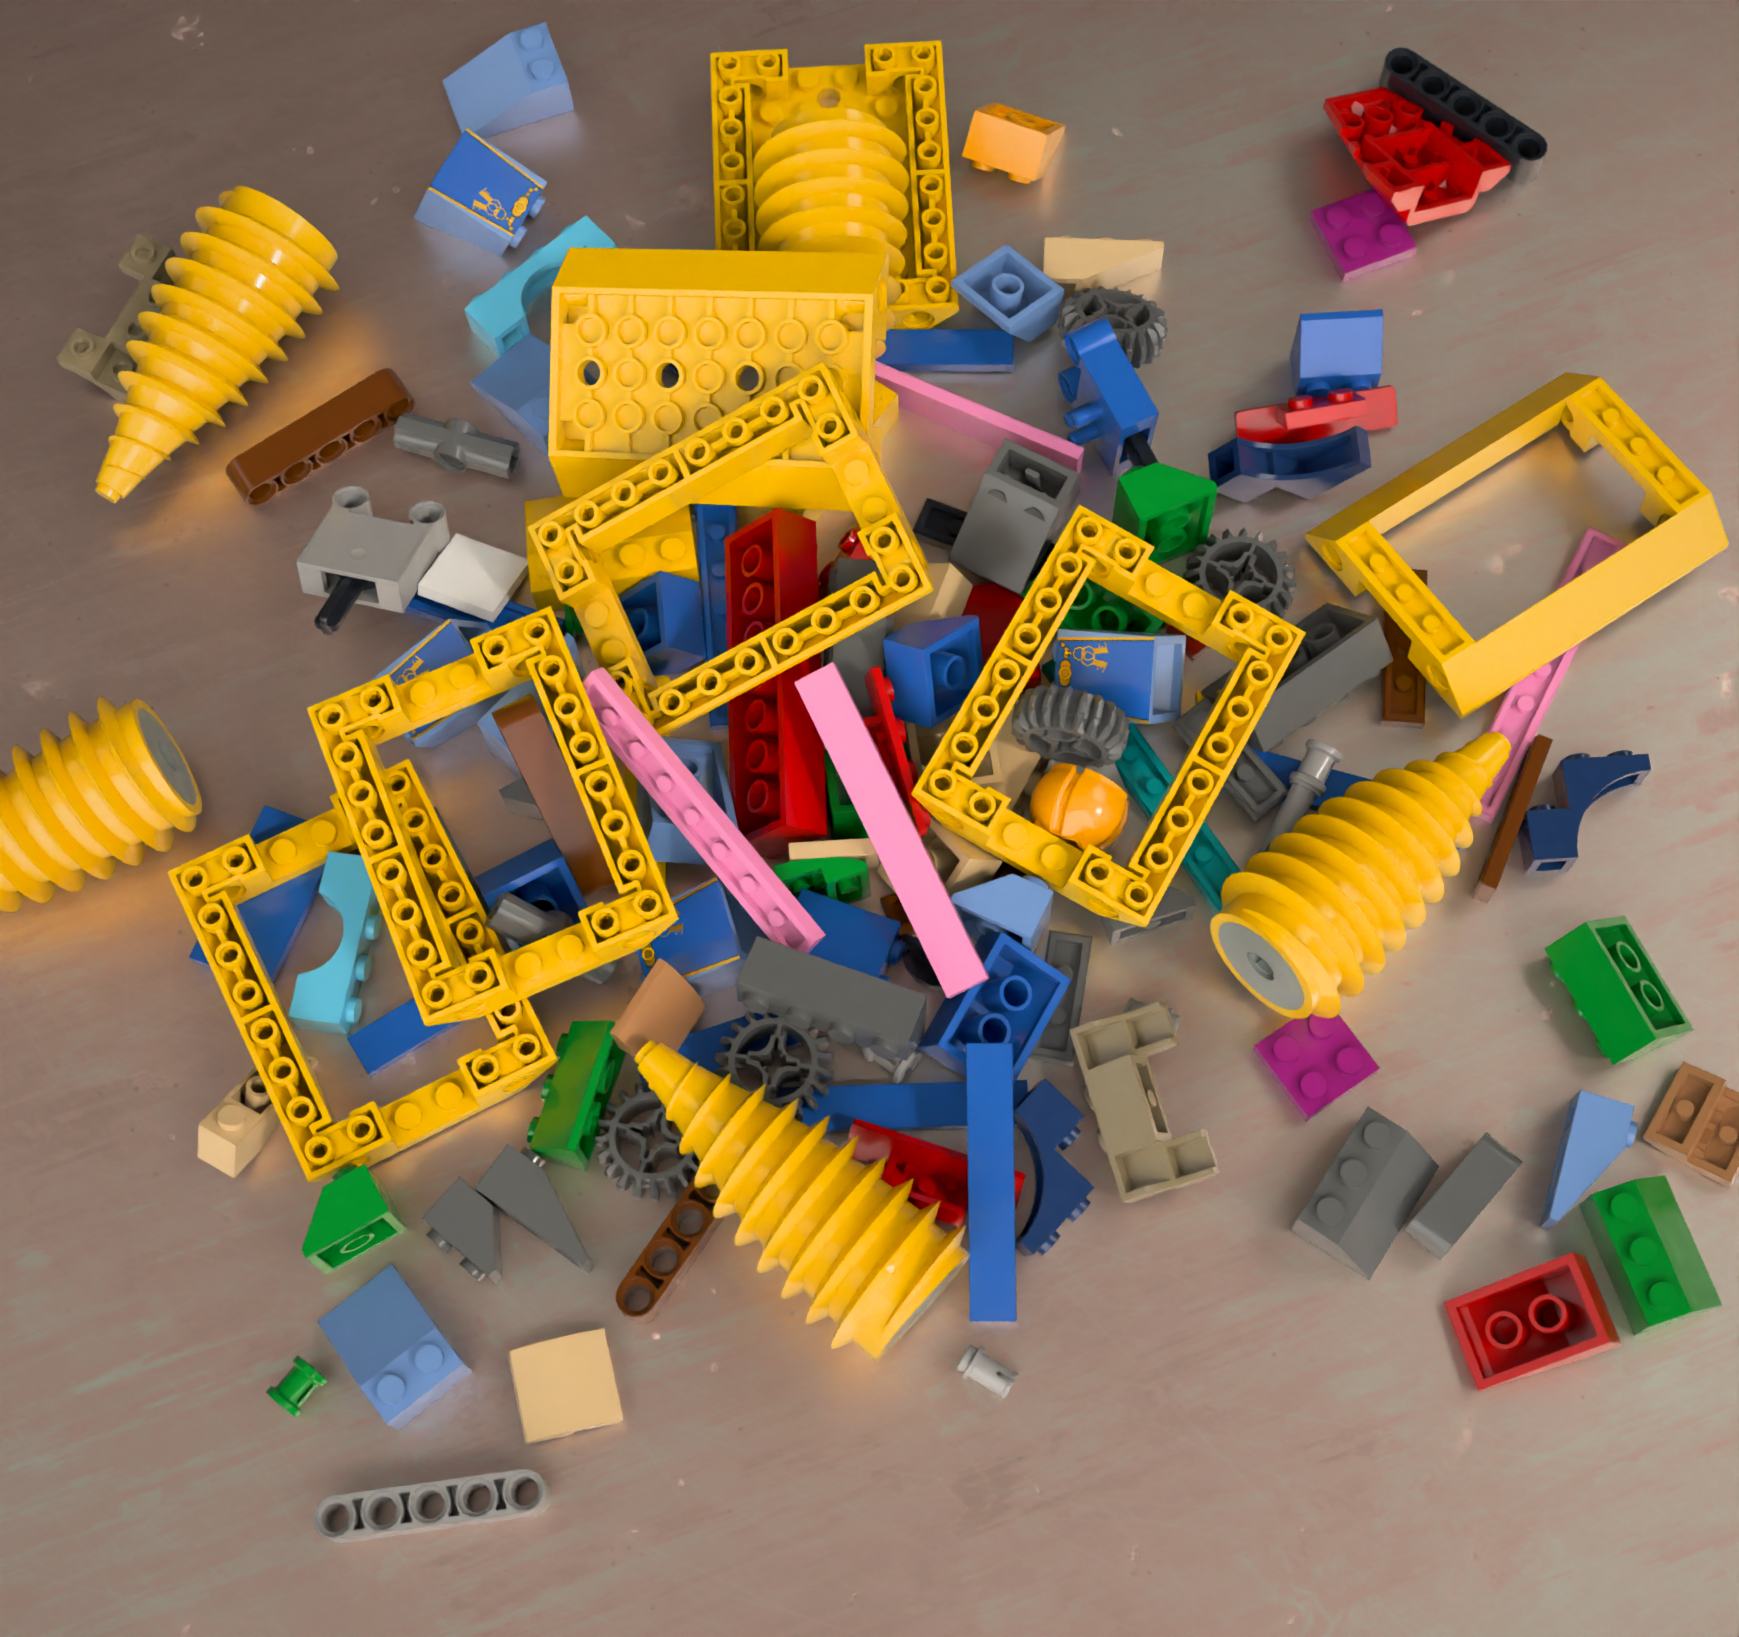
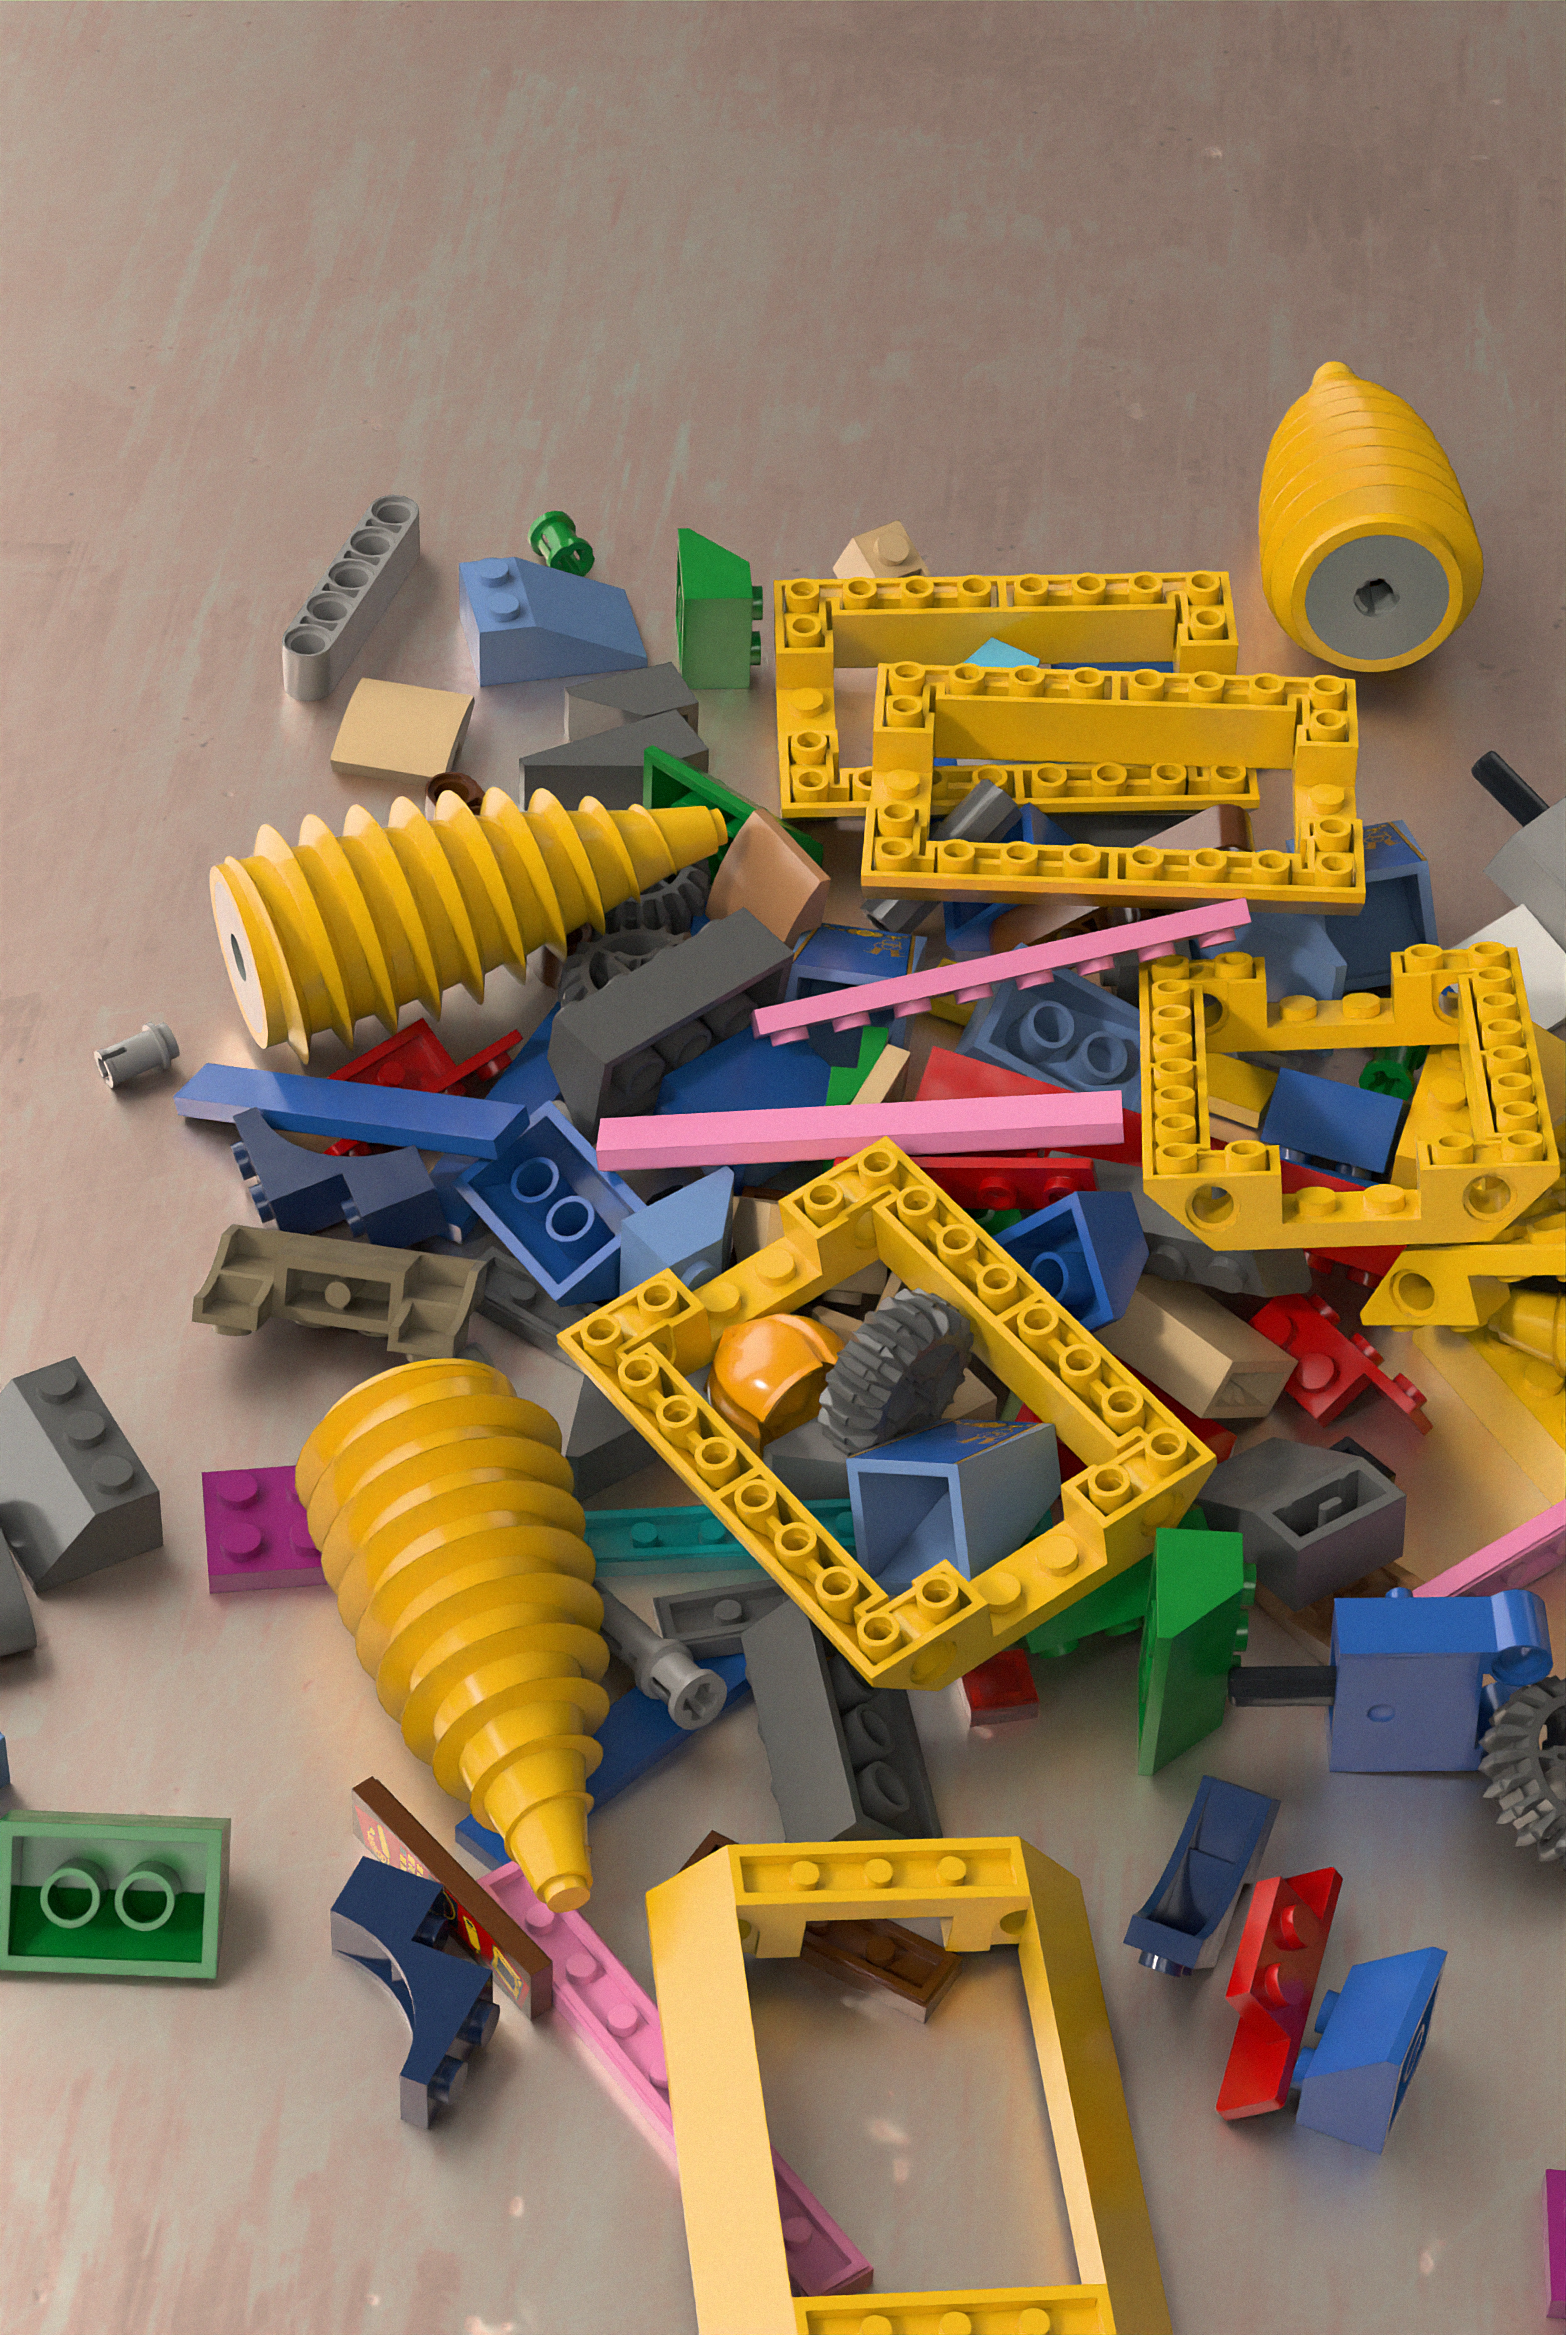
camera: 110 degrees right, 25 degrees down
(1210, 567) = (1038, 1778): dark grey gear -> none

